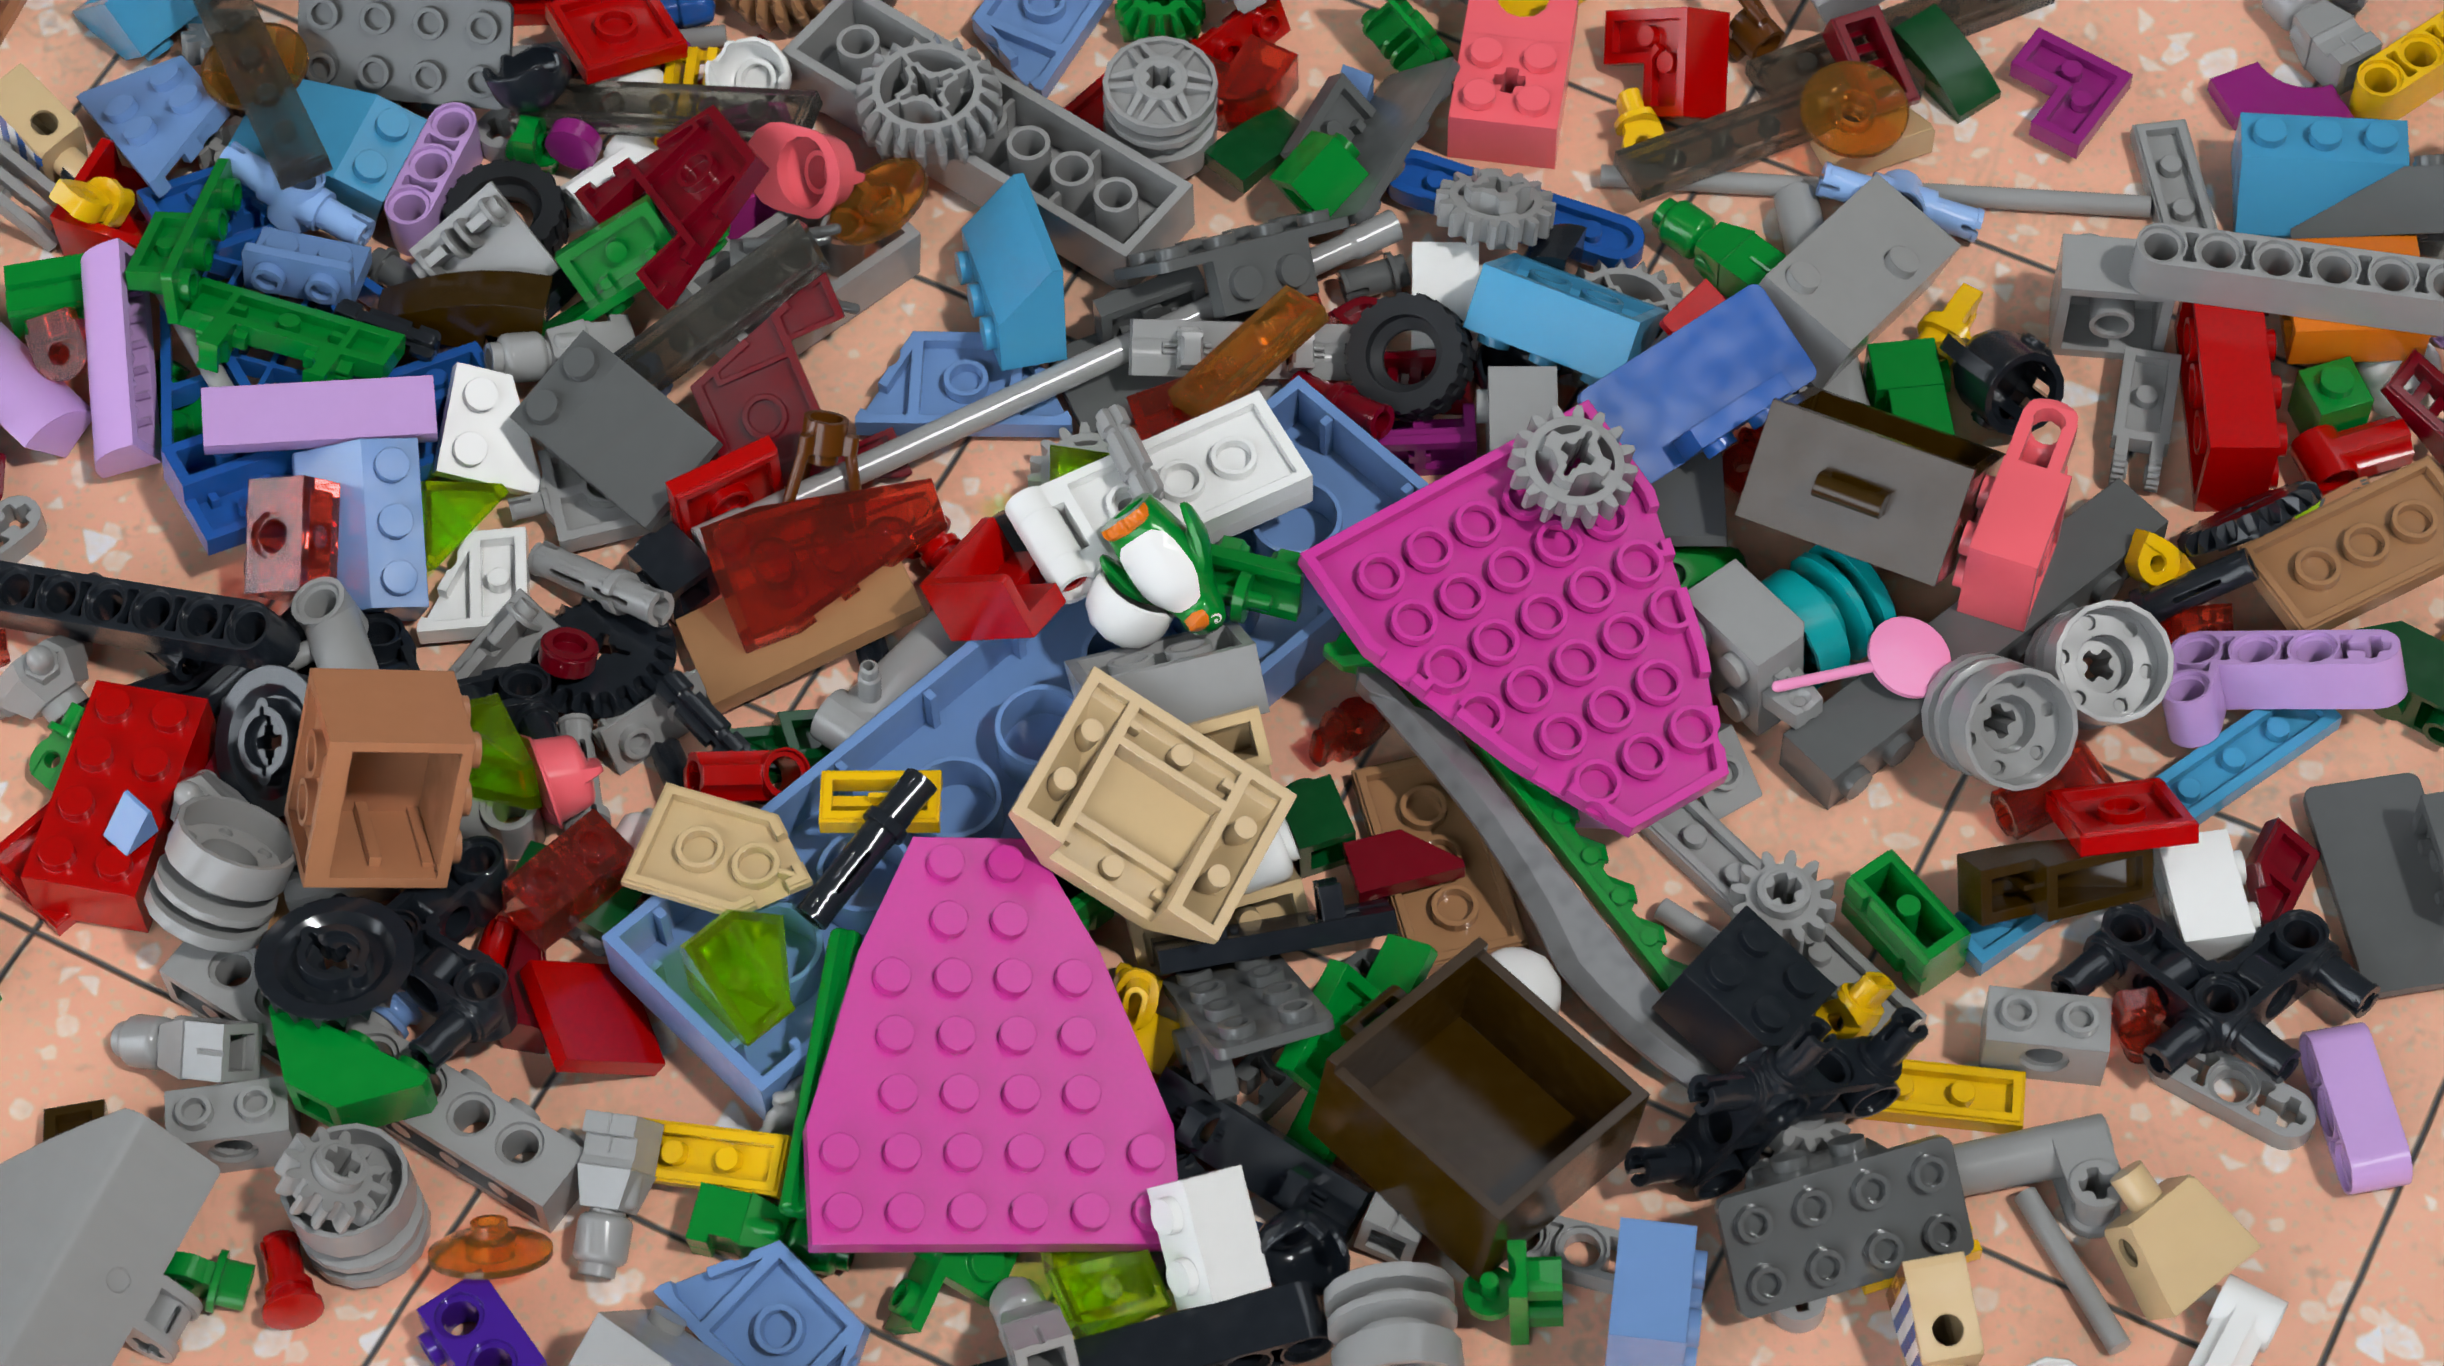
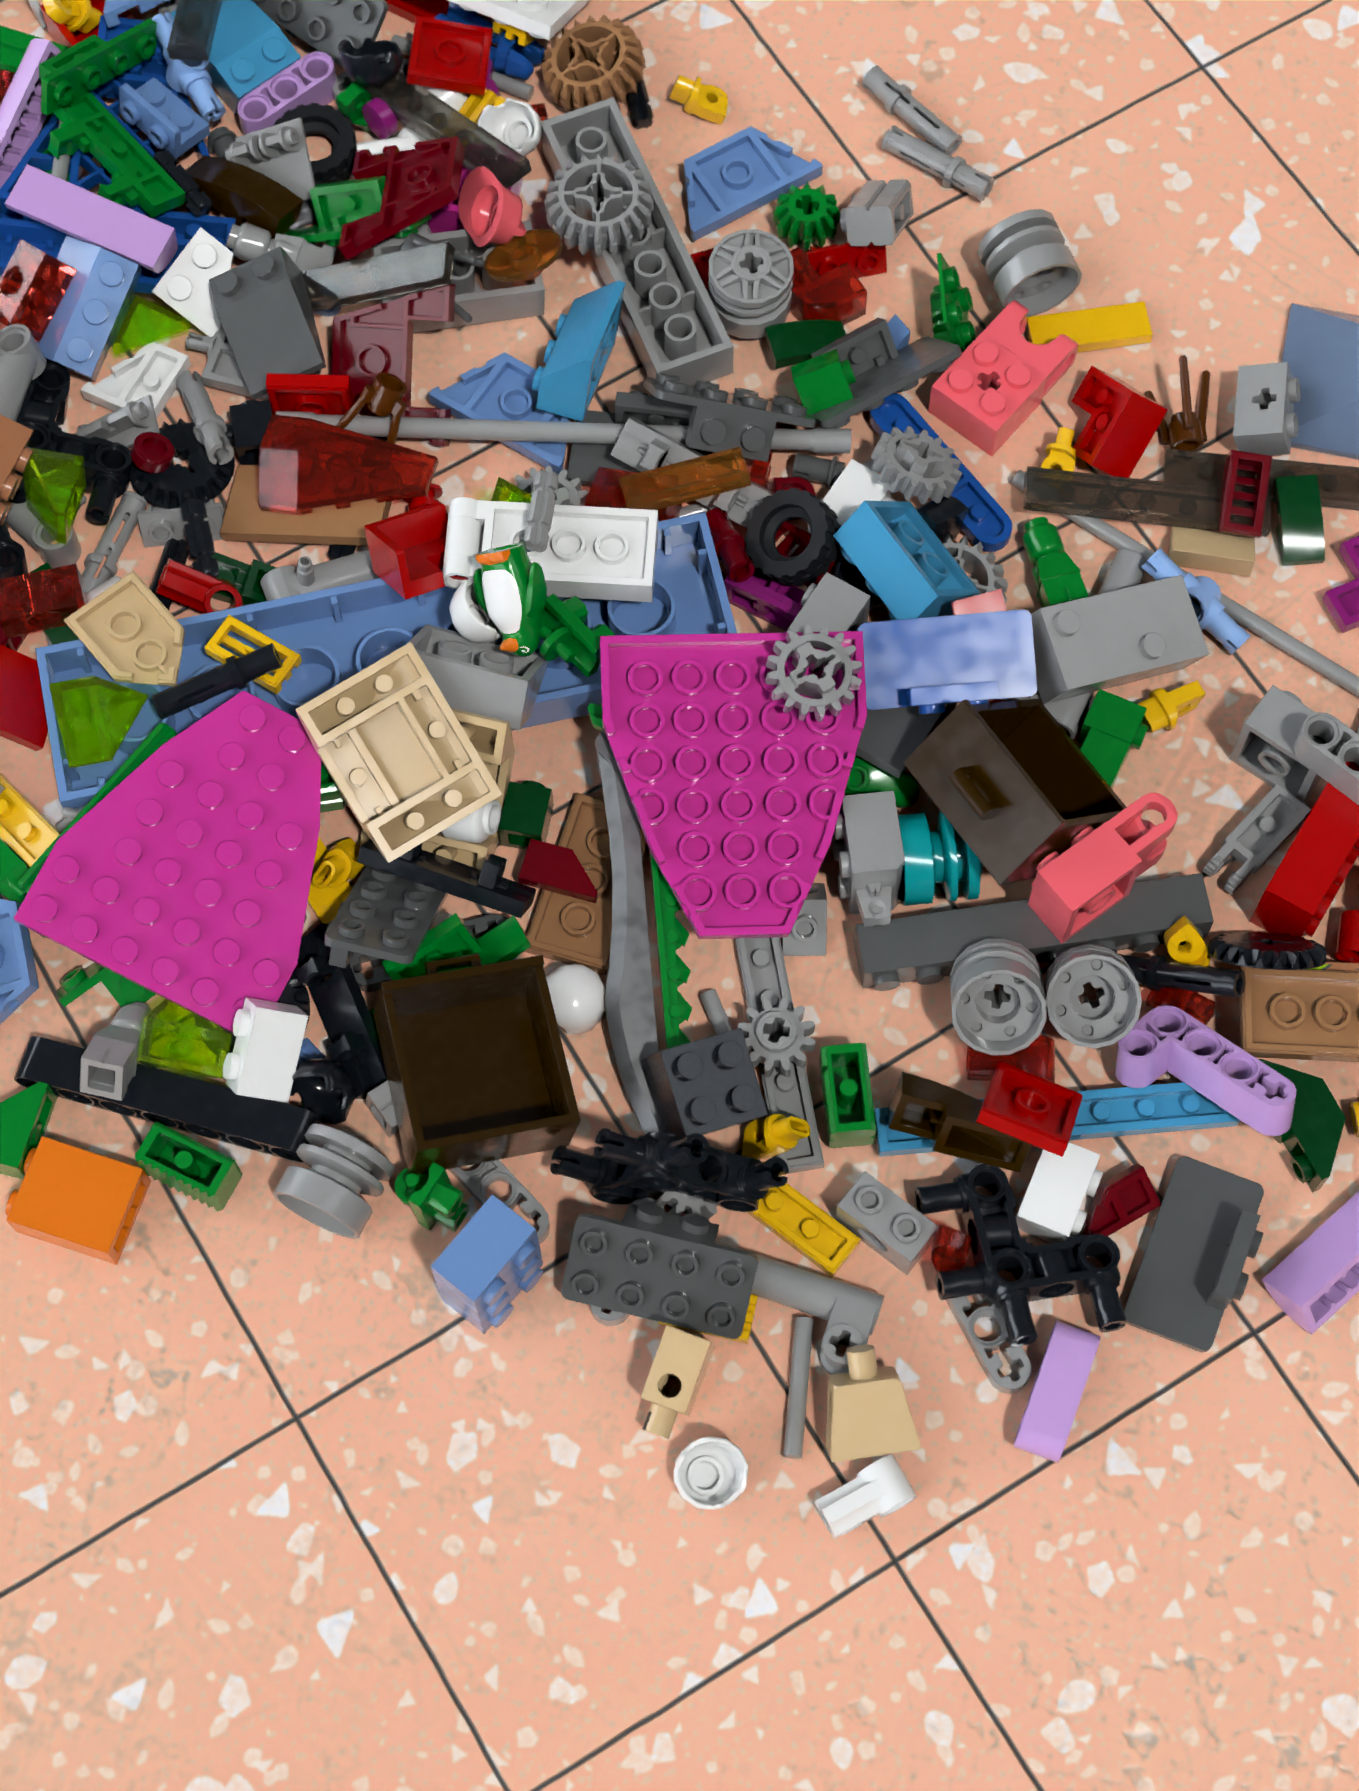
camera: 30 degrees right, 10 degrees up
(562, 776) = (86, 530): coral piece -> none
(1346, 731) = (580, 765): clear red piece -> none
(1856, 91) = (1206, 503): clear orange dish -> none
(1900, 653) = (962, 918): bright pink piece -> none
(1998, 372) = (1176, 756): black helmet -> none

